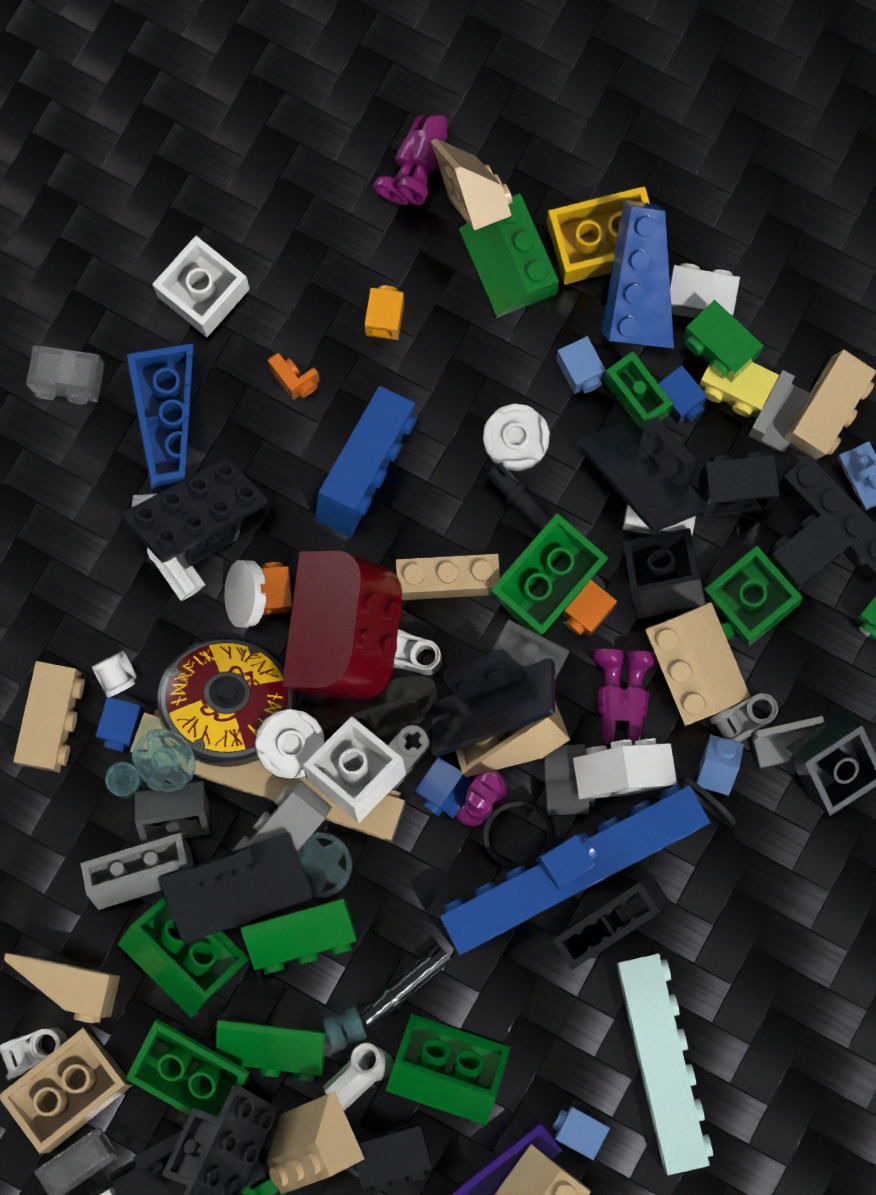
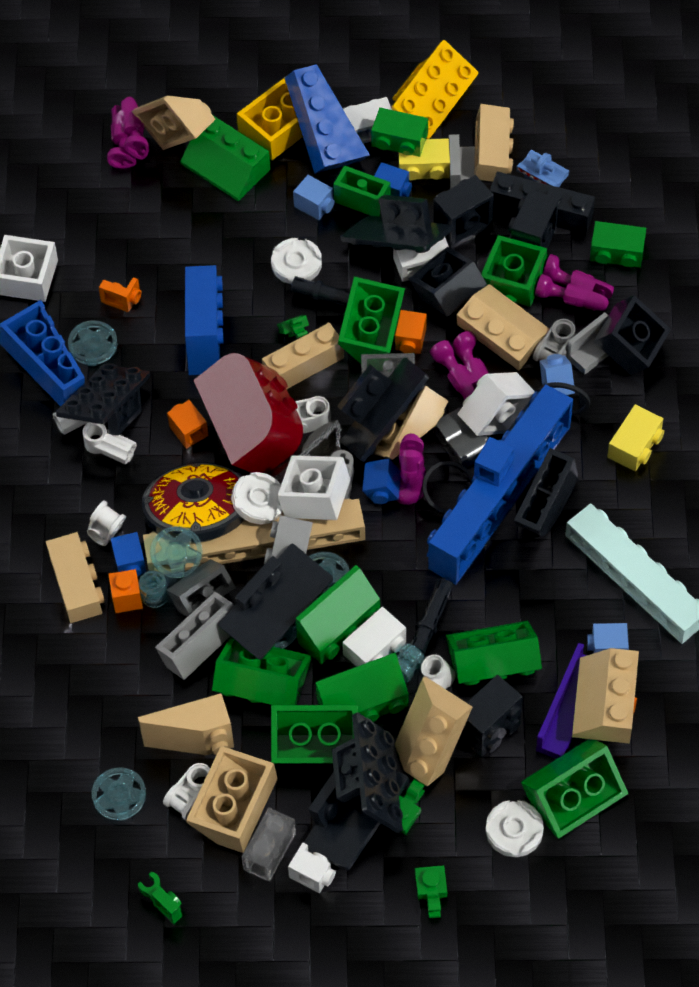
camera: 30 degrees left, 20 degrees down
(91, 766) = (125, 591): none -> orange brick
(230, 421) = (92, 343): none -> clear light blue wheel
(243, 593) = (168, 431): white tile -> none
(326, 983) = (375, 638): none -> white brick
(384, 312) = (161, 229): light orange brick -> none
(461, 528) = (294, 326): none -> green plate
(765, 891) = (635, 438): none -> light yellow brick
(803, 290) = (435, 86): none -> yellow bracket
(817, 659) = (581, 288): none -> magenta piece

